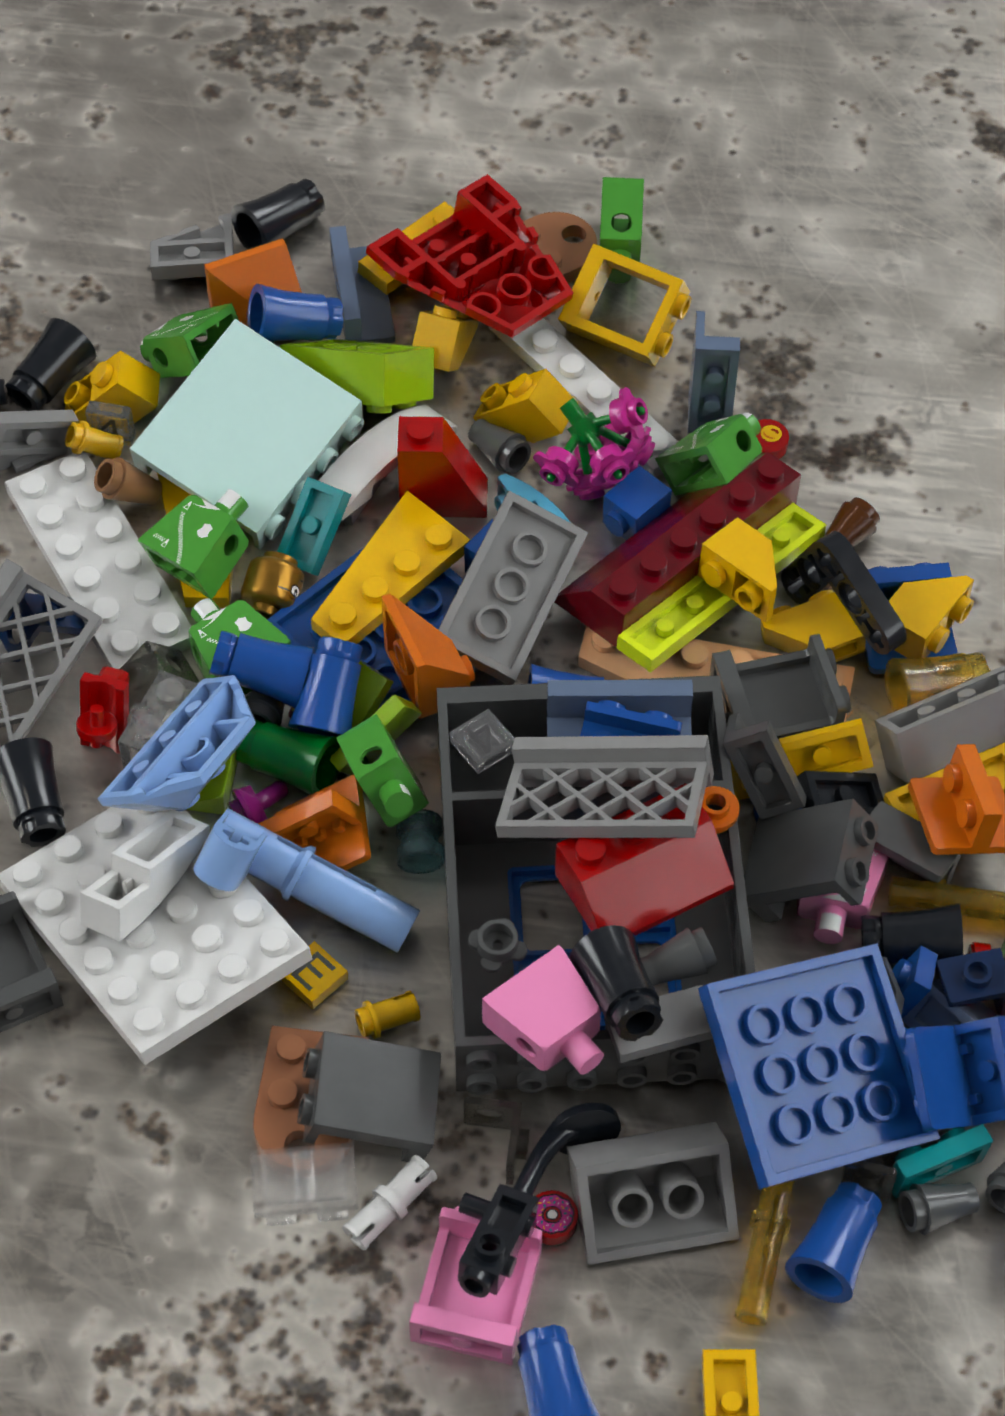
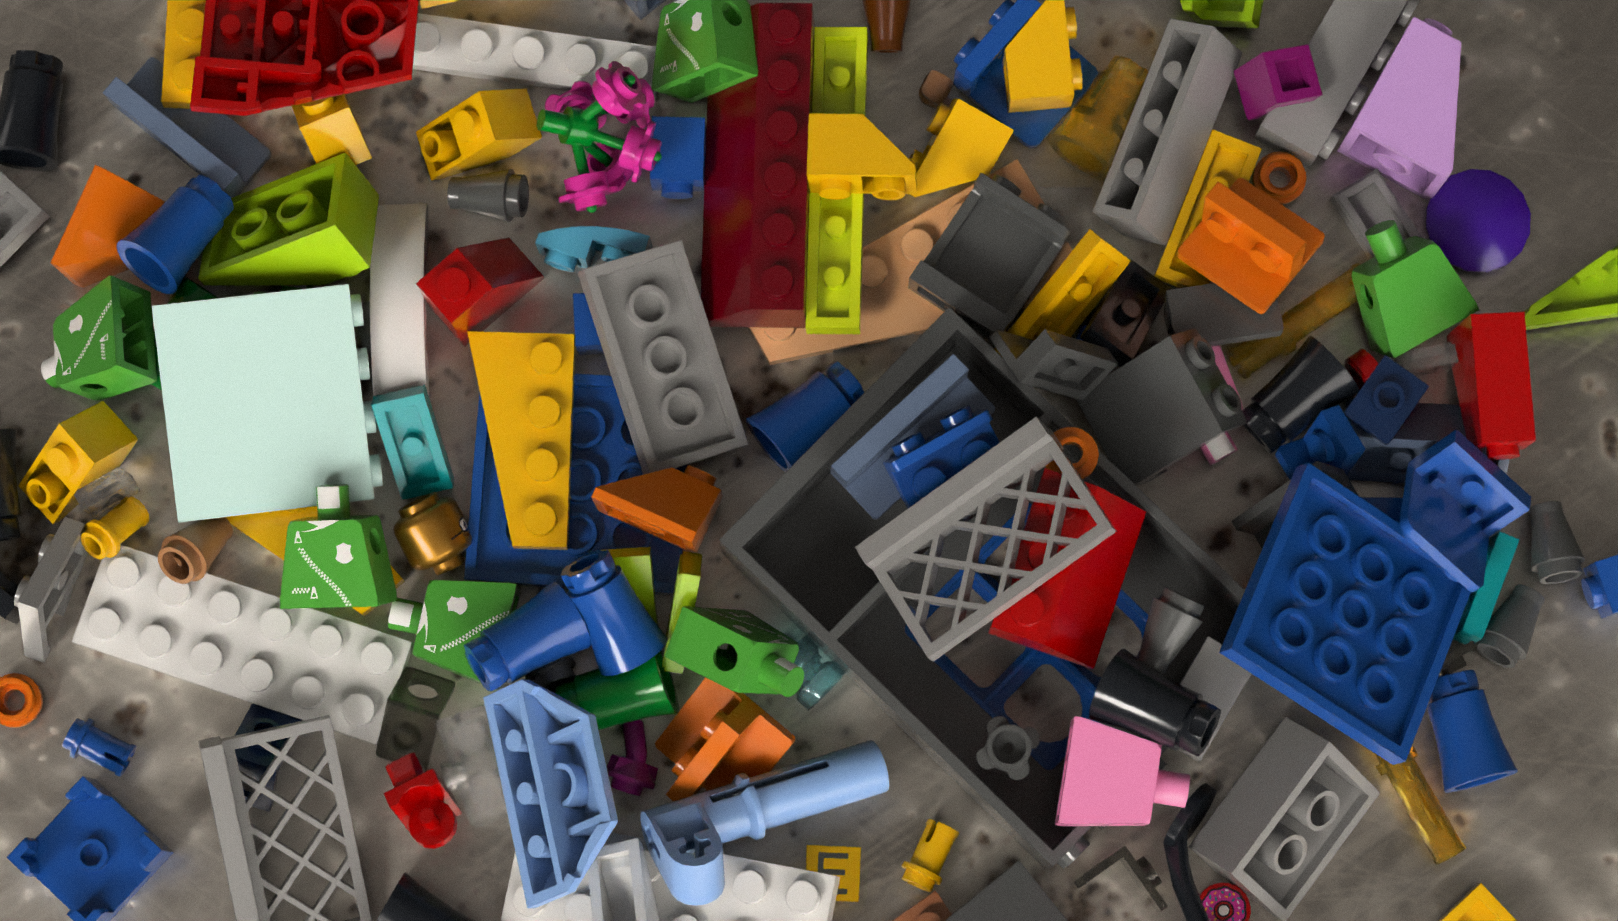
camera: 40 degrees left, 25 degrees up
(482, 741) = (814, 561): clear tile -> none
(836, 564) = (938, 91): black beam -> none

